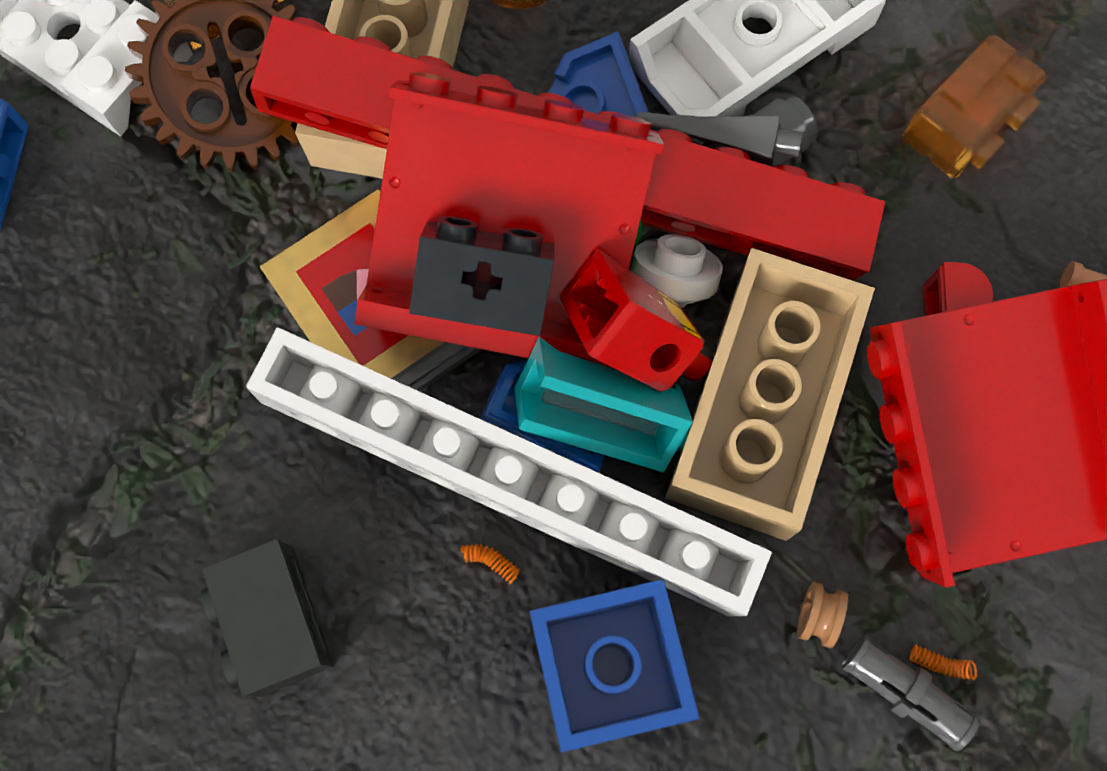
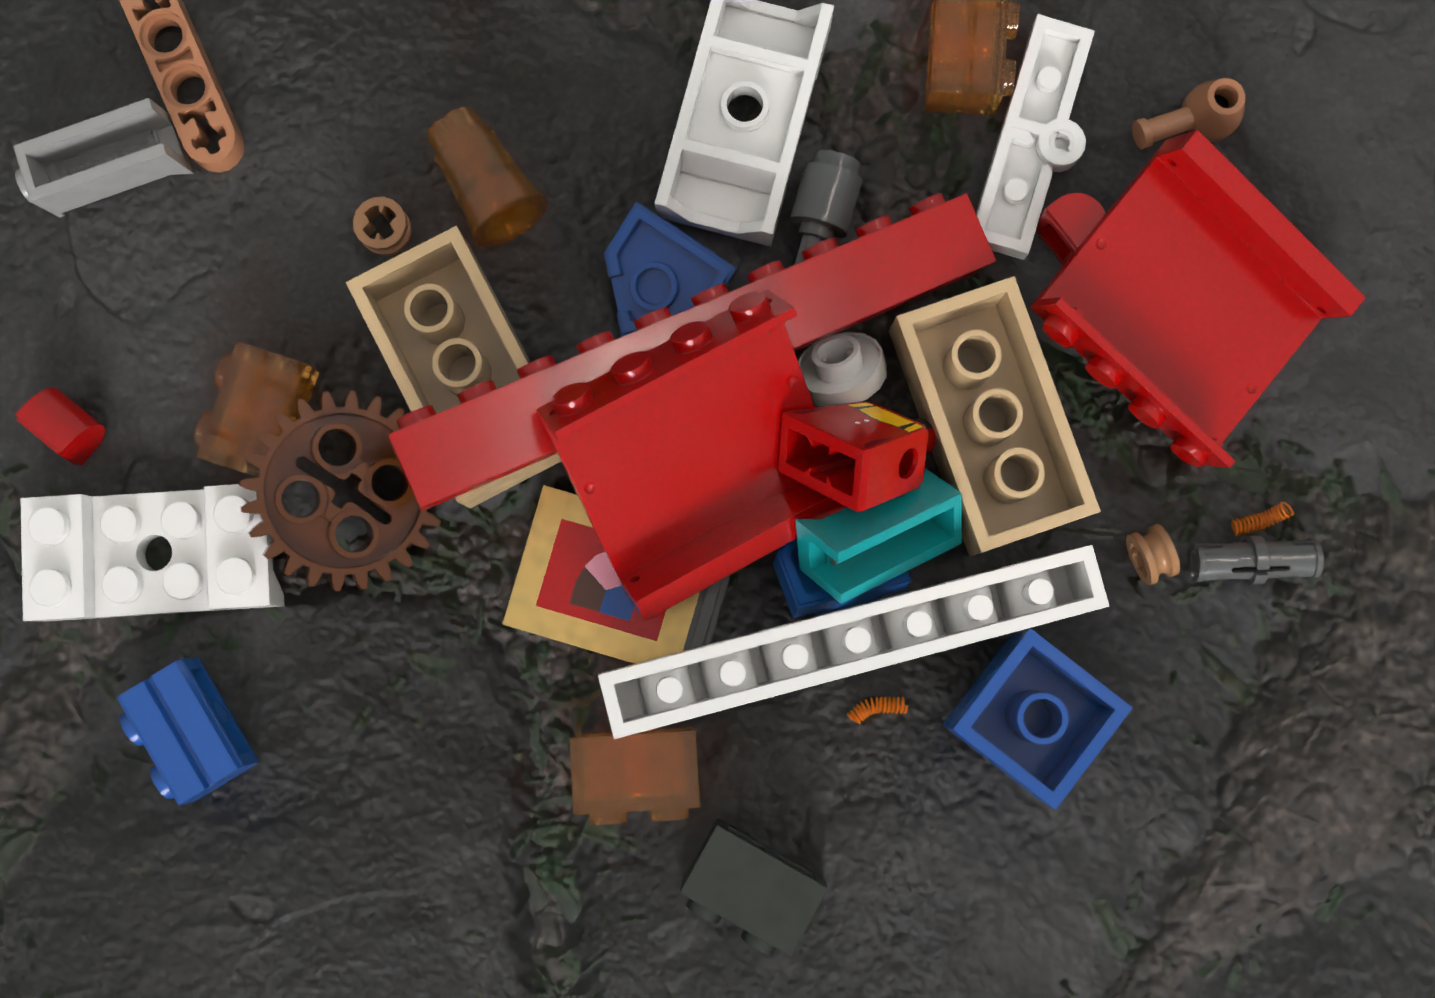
camera: 35 degrees left, 10 degrees up
(257, 451) = (635, 773): none -> clear orange brick
(448, 283) = (716, 506): black brick -> none
(756, 135) = (820, 220): dark grey piece -> none
(977, 212) = (1034, 135): none -> white hinge

